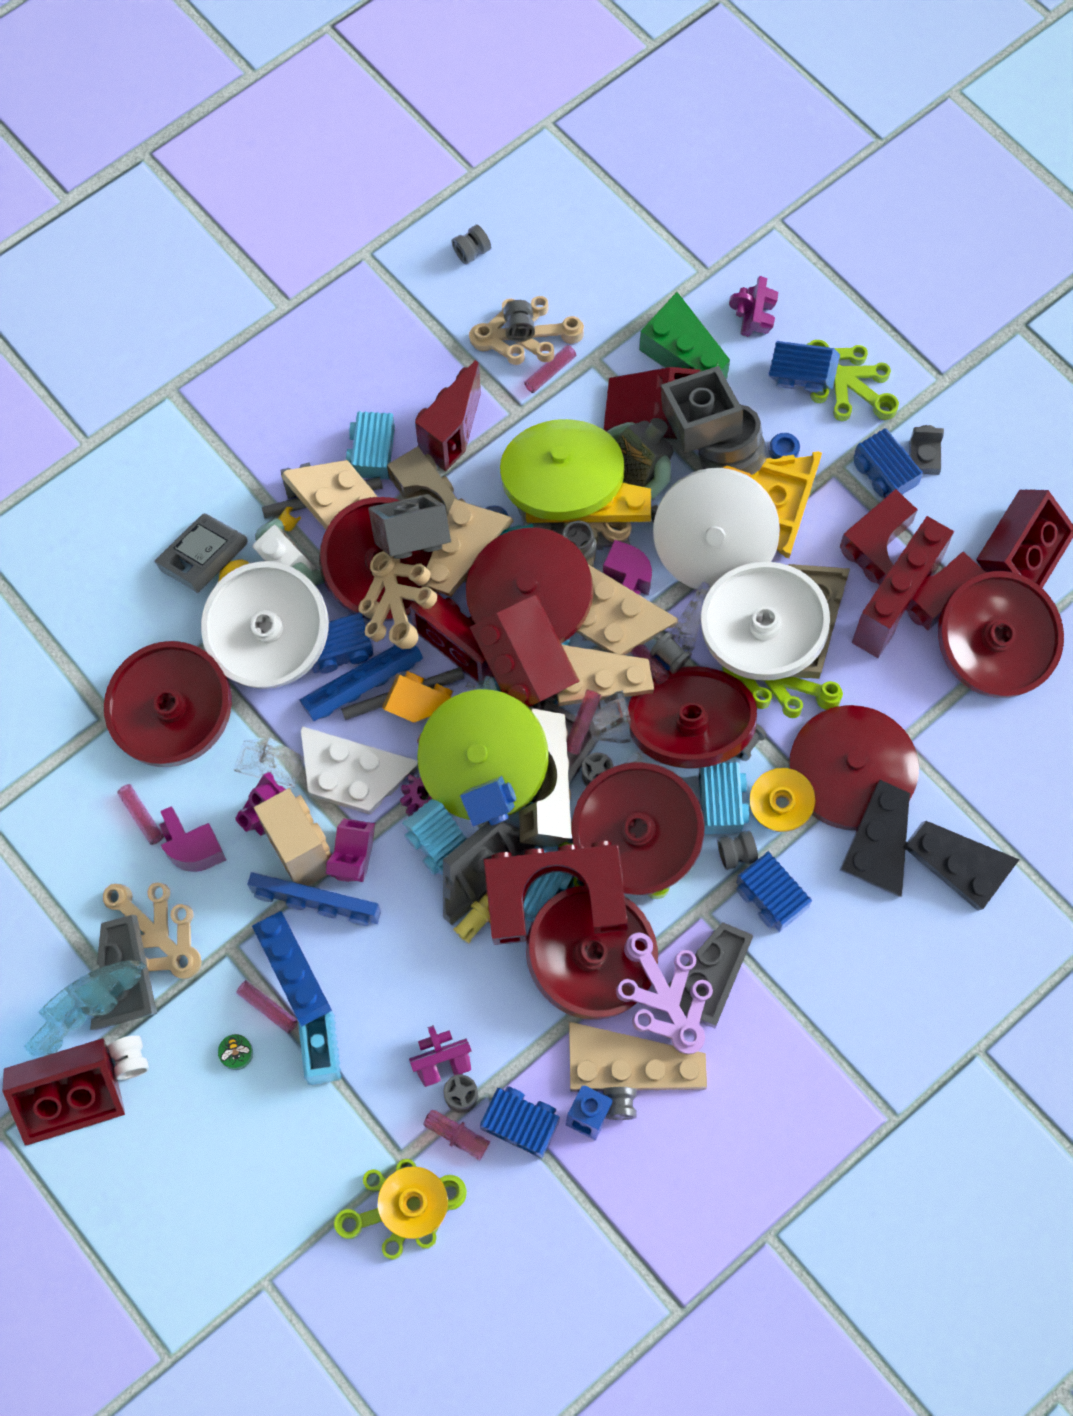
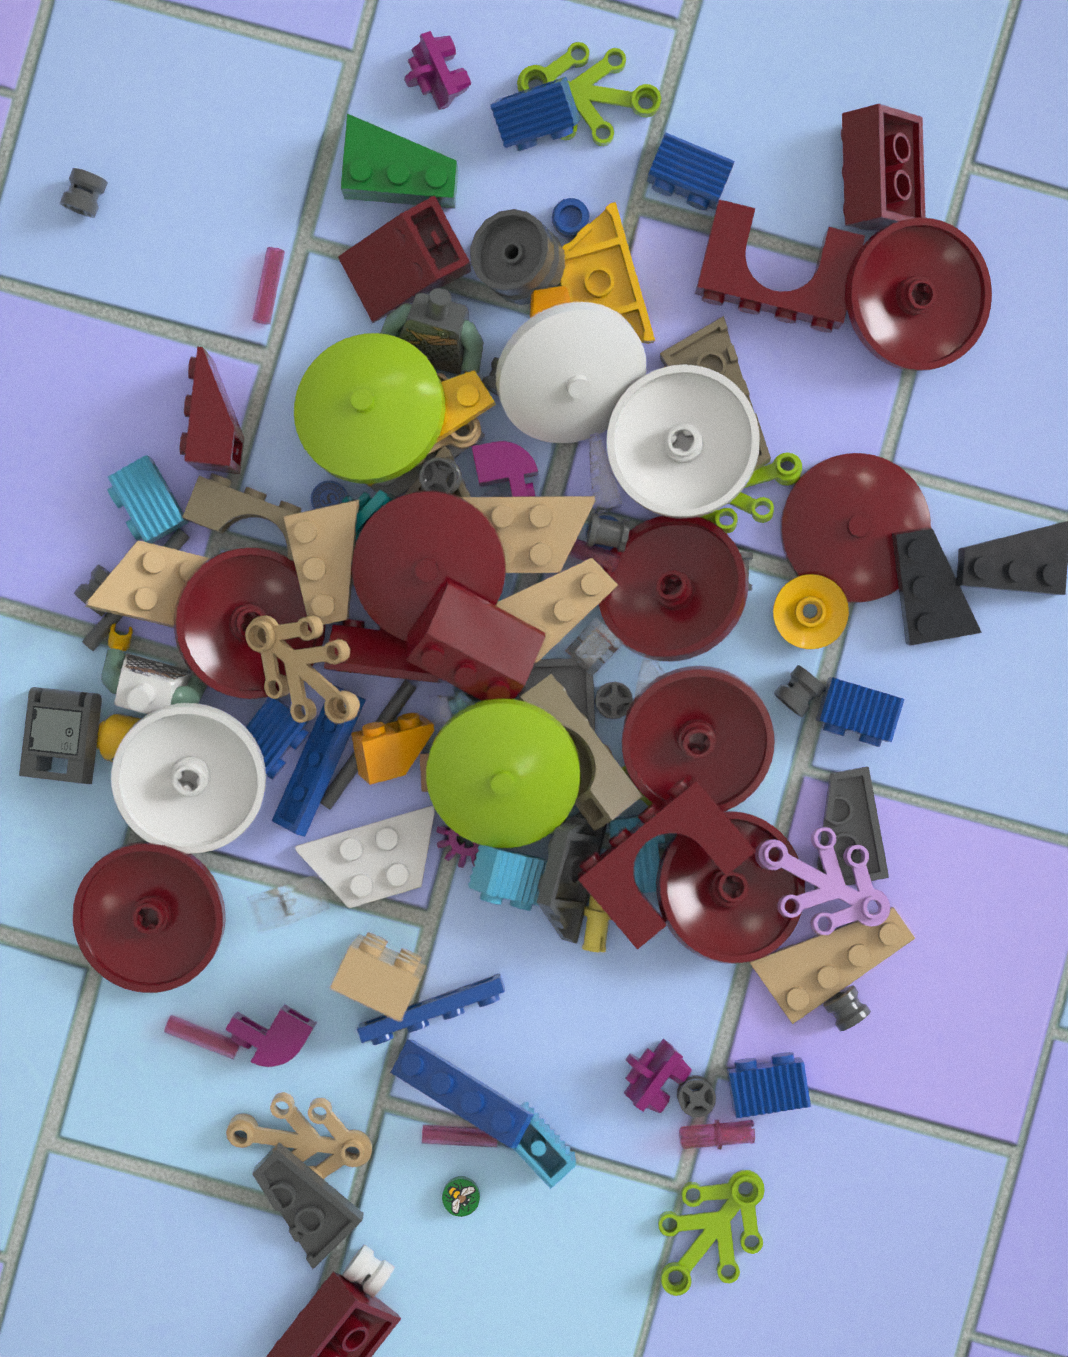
camera: 35 degrees left, 20 degrees up
(89, 995) = (292, 1254): clear light blue slope -> none
(264, 790) = (318, 954): magenta hips -> none
(351, 850) = (435, 942): magenta brick -> none
(408, 1184) = (729, 1244): yellow dish -> none
(410, 526) = (263, 582): dark grey brick -> none
(489, 801) = (545, 823): blue brick -> none
(490, 335) = (210, 263): tan plant -> none
(519, 321) = (202, 257): dark grey wheel -> none
(582, 721) = (571, 666): clear pink piece -> none
(588, 1112) = (826, 1037): blue bracket -> none
(702, 409) = (474, 252): dark grey brick -> none
(722, 798) = (754, 650): medium azure brick -> none
(886, 607) = (796, 269): dark red arch -> none
(926, 448) = (717, 125): dark grey bracket -> none

